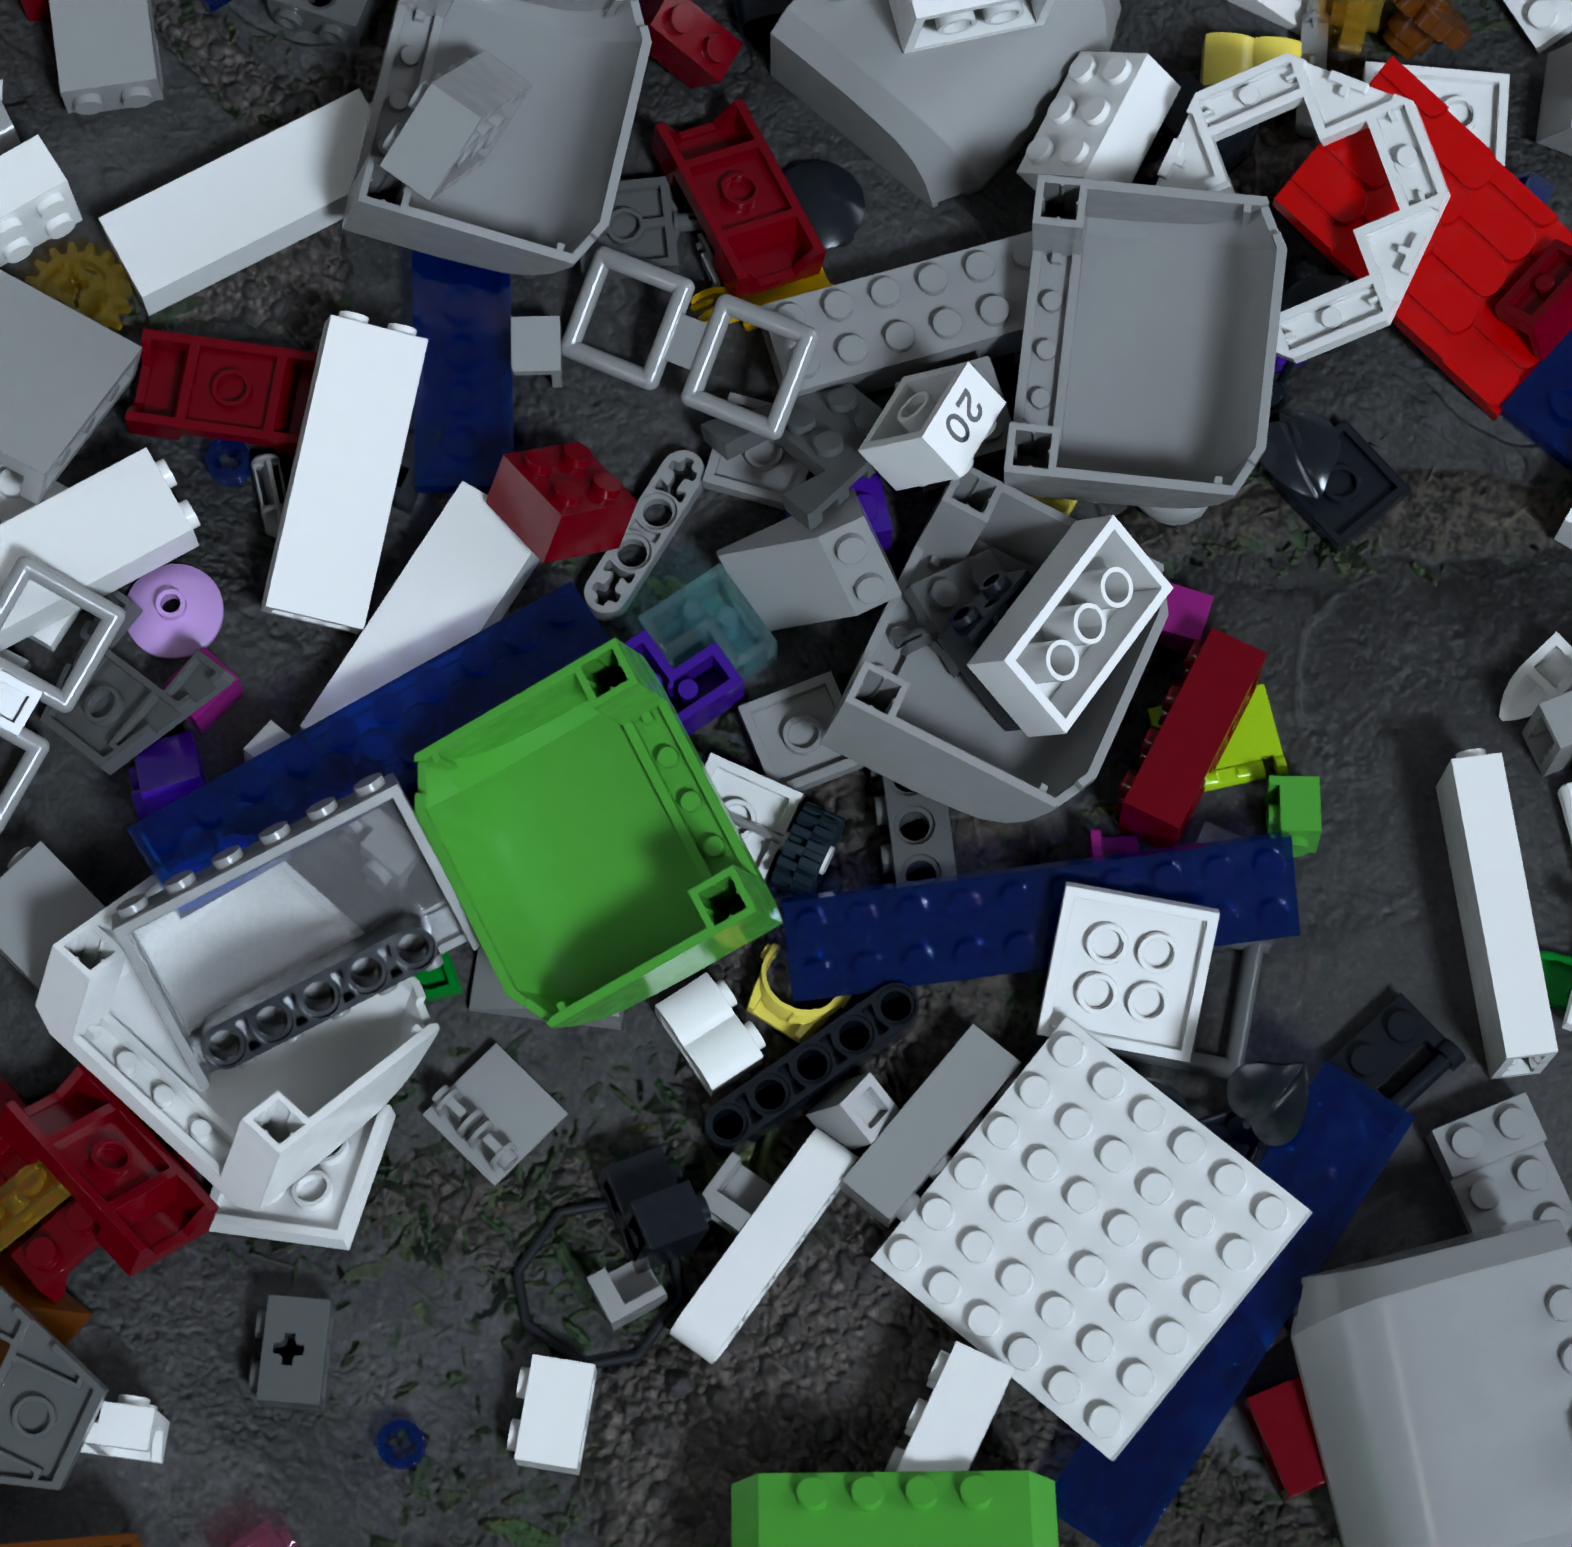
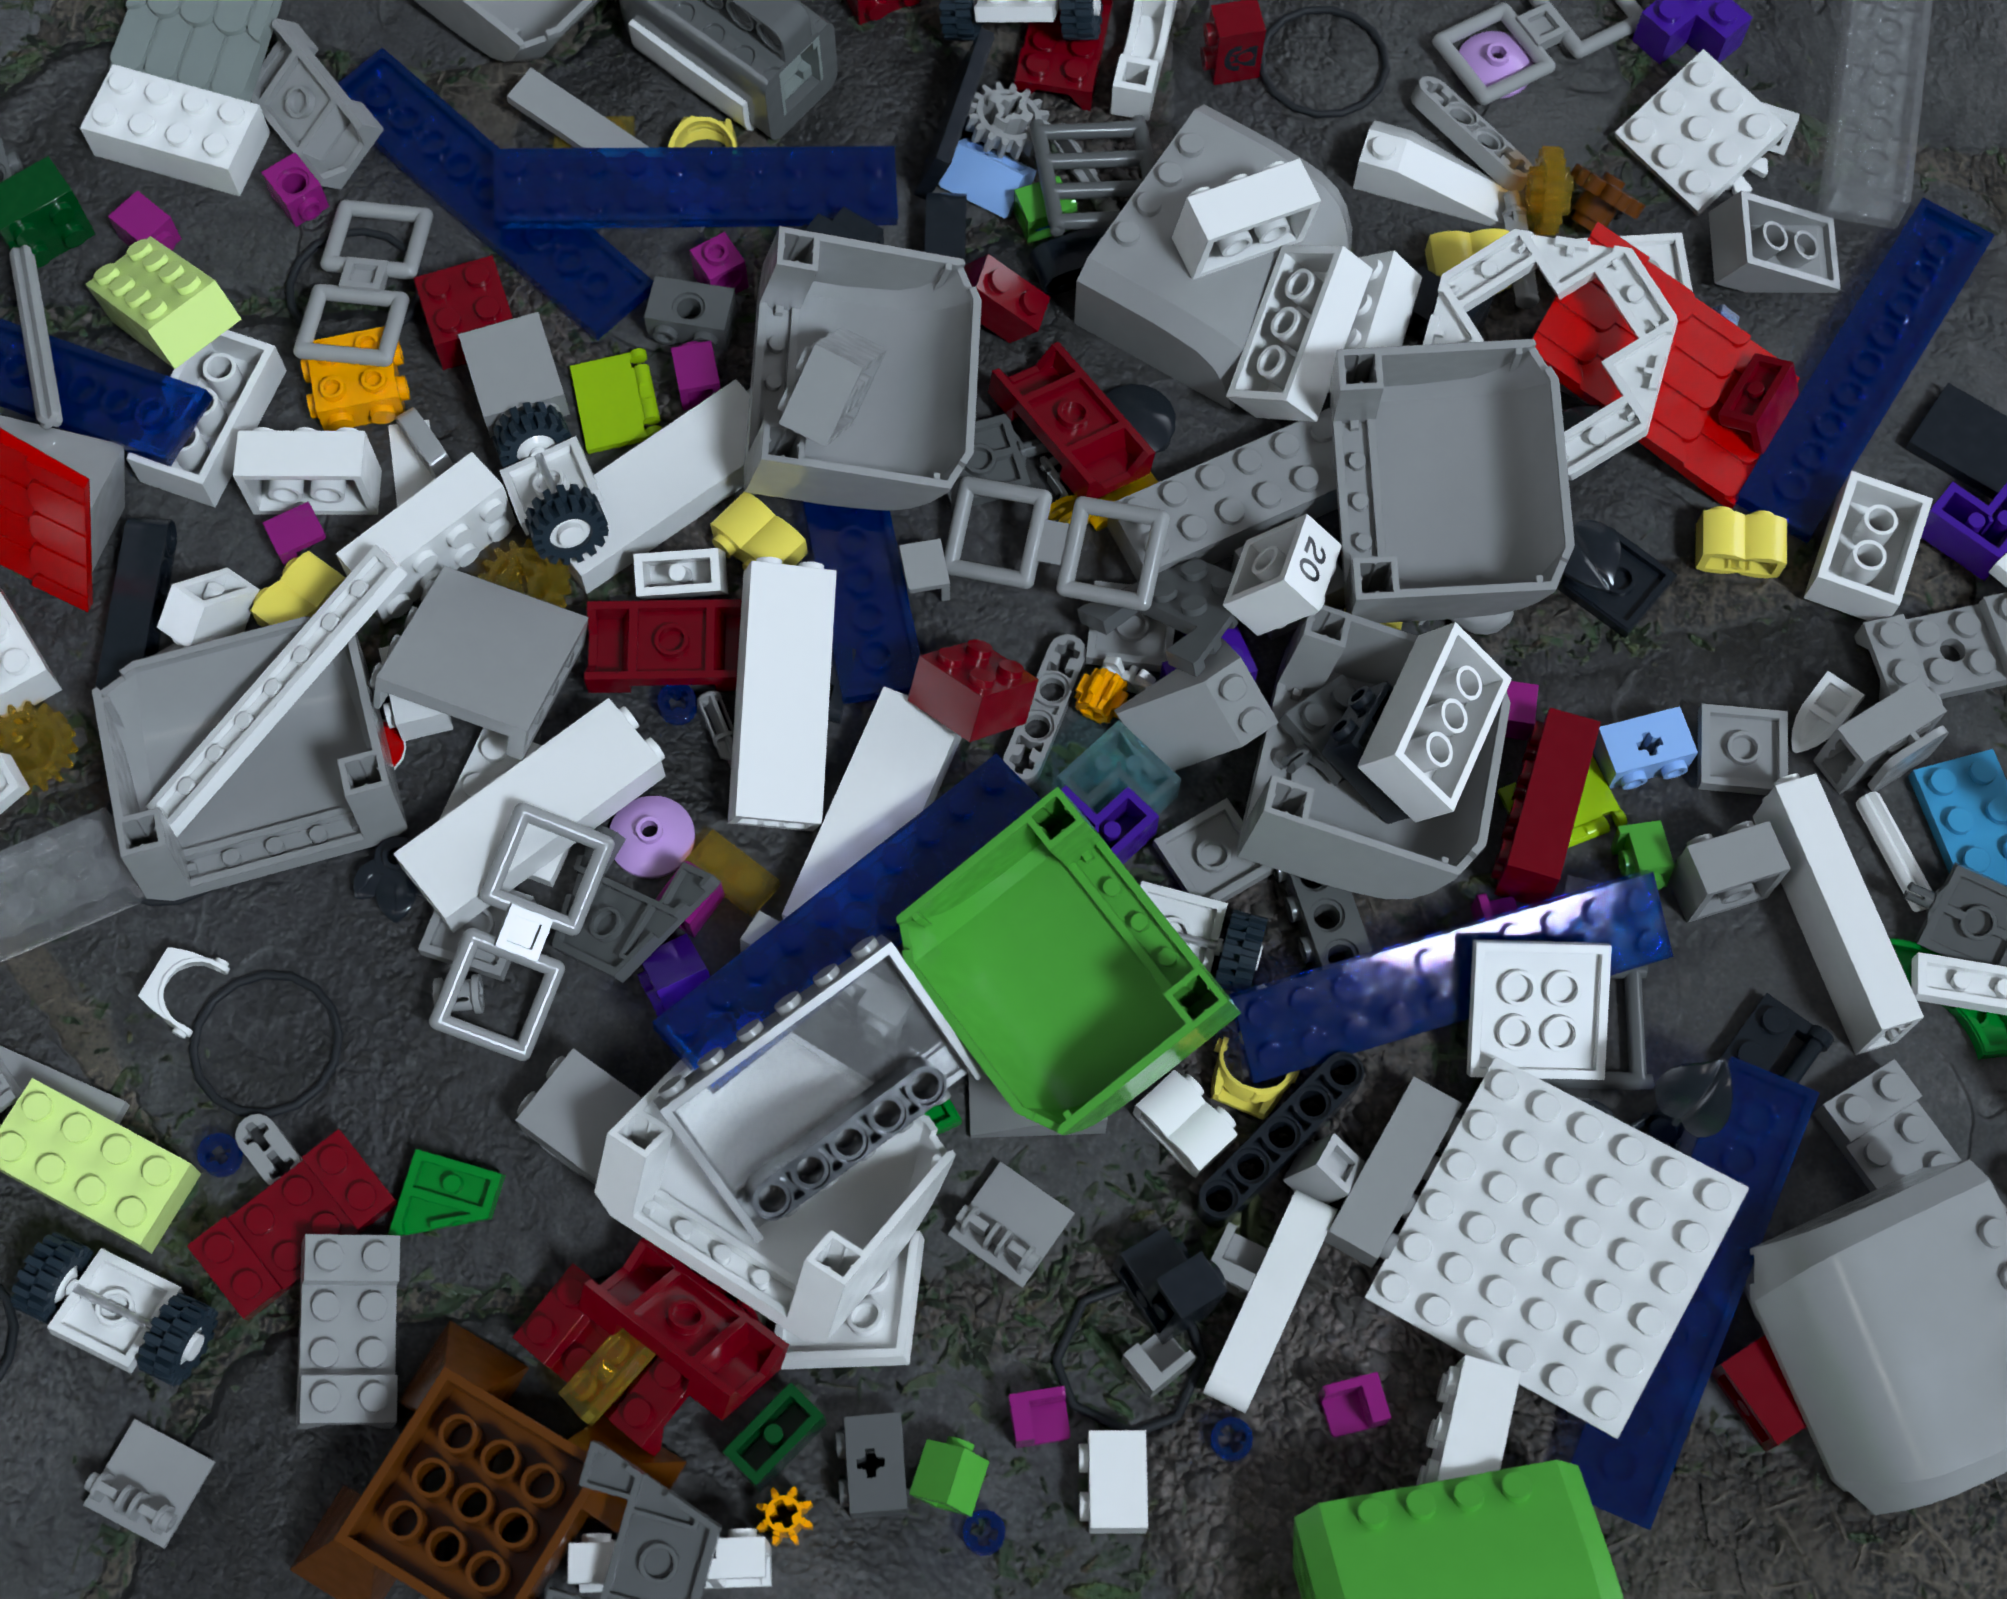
camera: 10 degrees left, 5 degrees down
(123, 183) = (550, 483): none -> plate
(174, 1385) = (771, 1514): none -> light orange gear
(190, 1304) = (775, 1437): none -> dark green brick
(220, 90) = (615, 400): none -> lime piece
(256, 311) = (680, 573): none -> white brick
(260, 668) = (741, 877): none -> clear yellow plate
(316, 71) = (695, 372): none -> magenta brick
(352, 279) = (753, 531): none -> light yellow brick
(373, 1377) = (949, 1476): none -> bright green brick
(485, 1330) = (1039, 1417): none -> magenta panel
(701, 1377) = (1237, 1425): none -> clear blue bush
(710, 527) = (1100, 695): none -> light orange gear
(750, 516) = (1136, 683): none -> white piece
(833, 1375) = (1354, 1405): none -> magenta panel
(1014, 131) = (1298, 332): none -> white brick
(1344, 673) = (1659, 733): none -> light blue brick
(1383, 846) = (1728, 870): none -> light grey brick
(1437, 706) = (1741, 748): none -> light grey plate
(1493, 462) = (1741, 543): none -> light yellow brick

